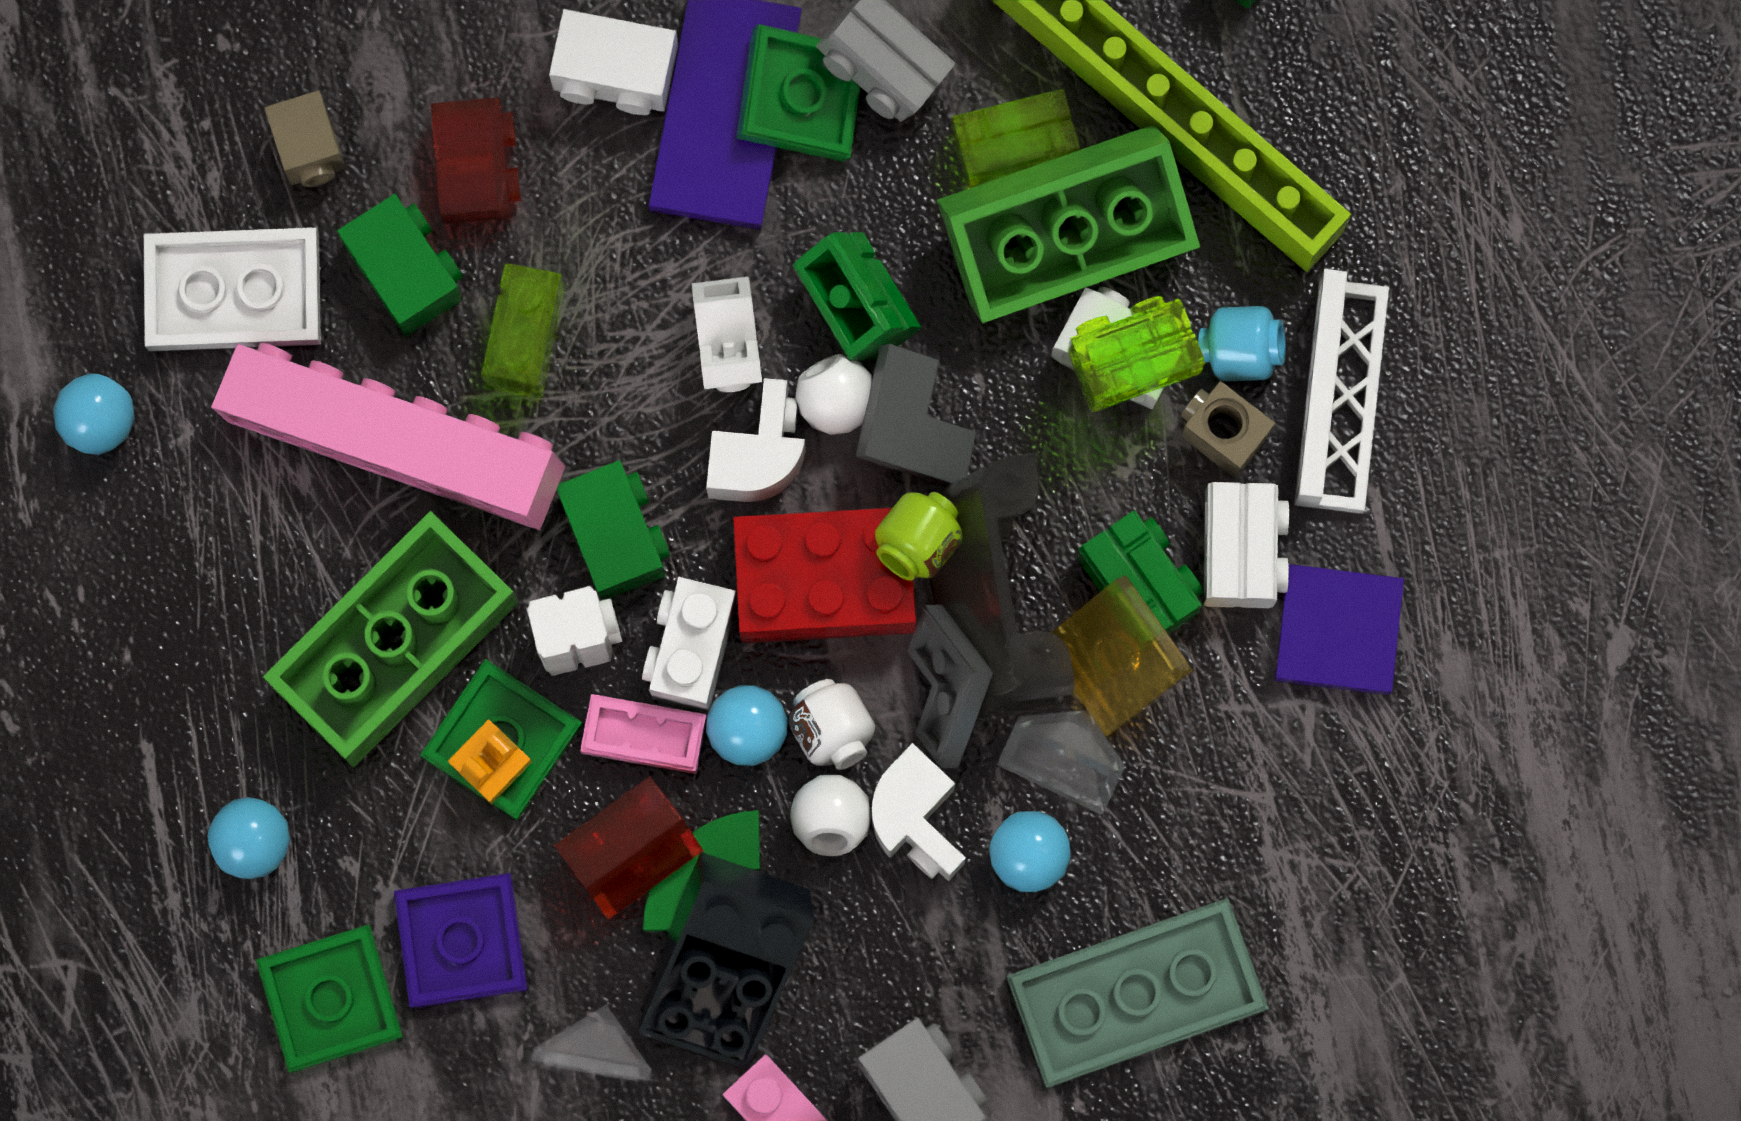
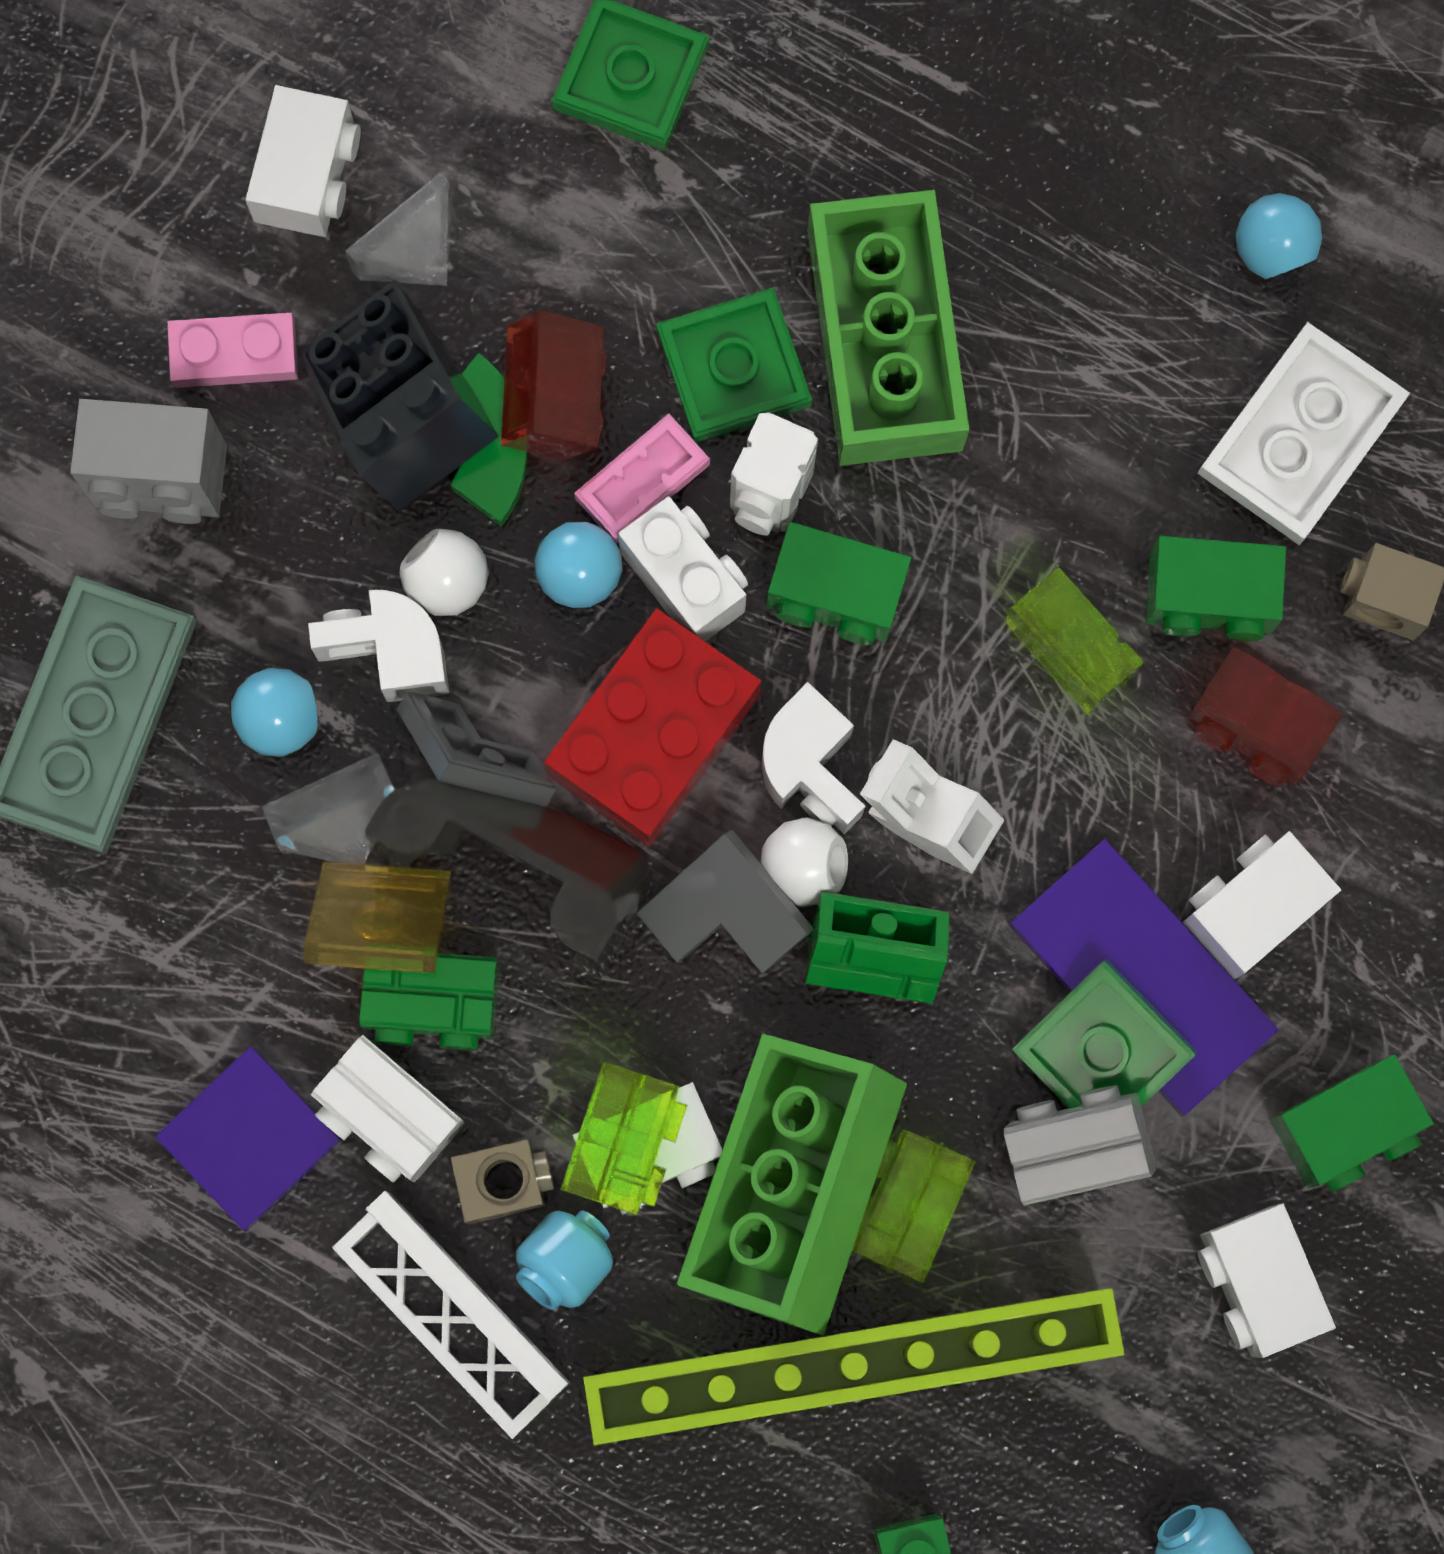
camera: 125 degrees right, 0 degrees up
(248, 838) = (812, 96): medium azure piece -> none
(389, 435) = (1063, 454): bright pink brick -> none
(460, 940) = (592, 208): dark purple tile -> none
(490, 761) = (719, 332): light orange tile -> none
(831, 724) = (521, 635): white head -> none
(918, 535) = (611, 814): lime head -> none

